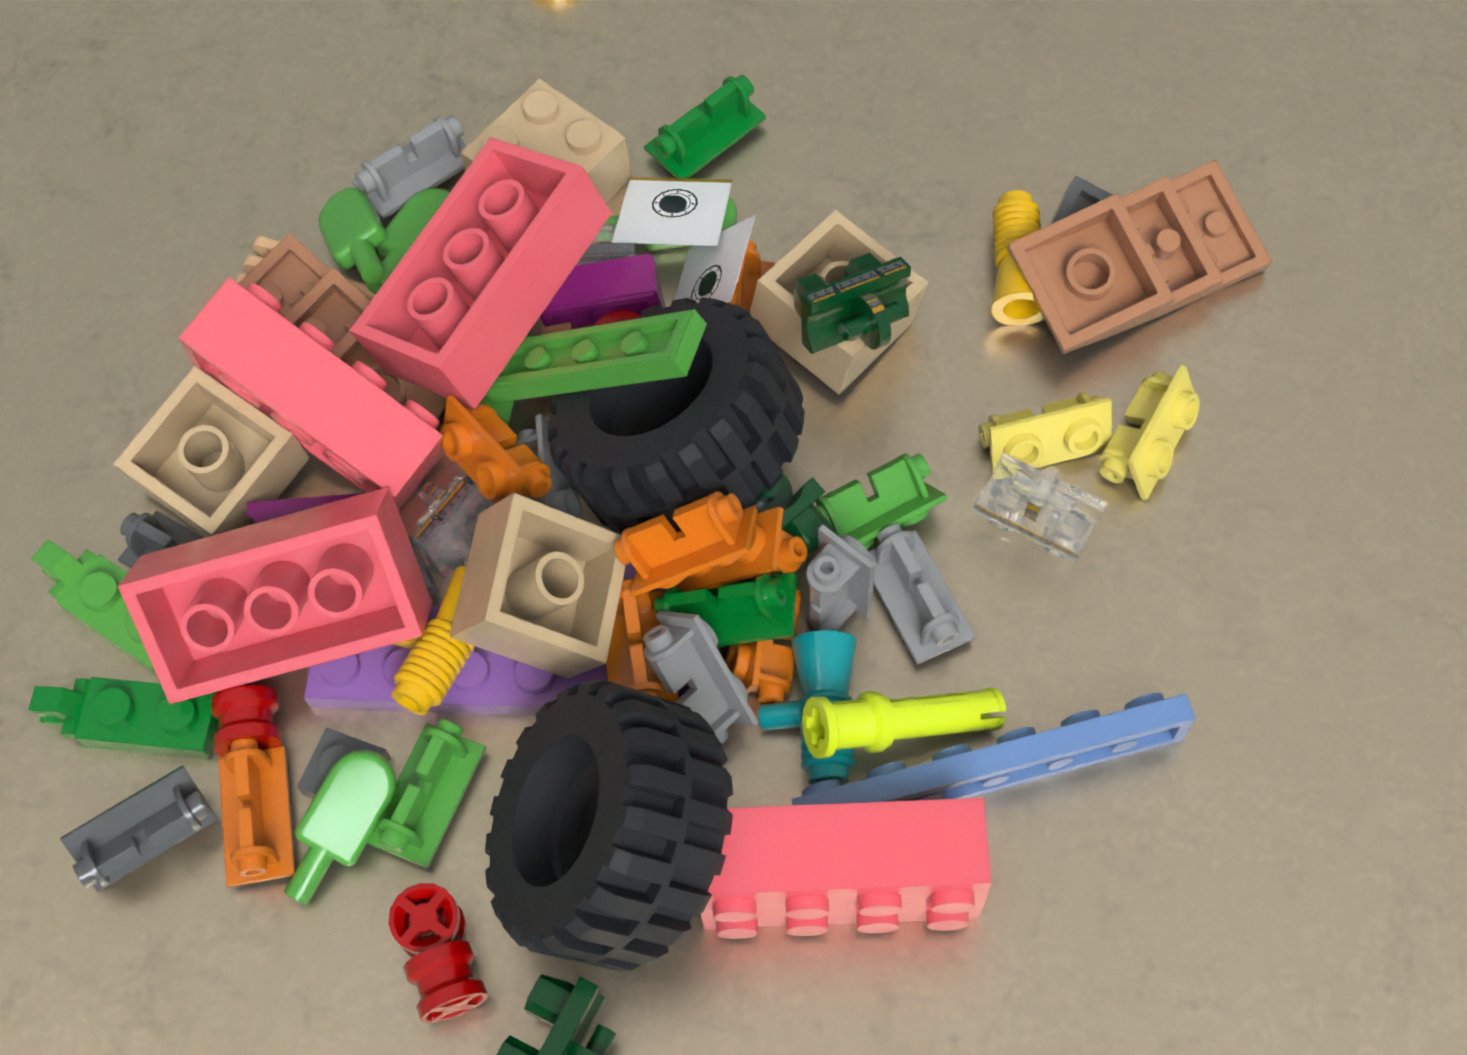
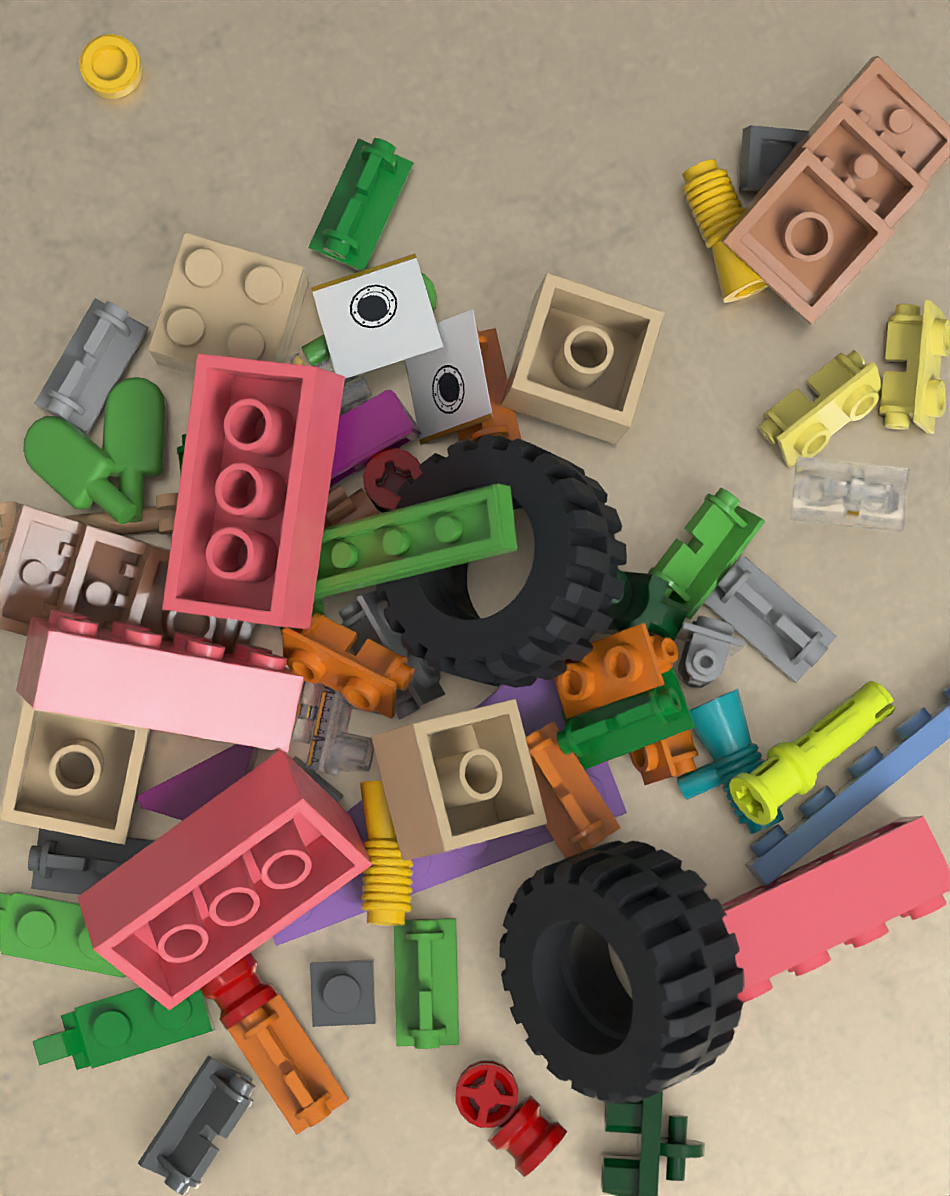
camera: 25 degrees left, 20 degrees up
(342, 817) = (369, 1038): piece -> none
(687, 652) = (623, 794): light grey hinge -> none
(711, 535) = (578, 694): orange hinge -> none
(855, 306) = (625, 387): dark green hips -> none

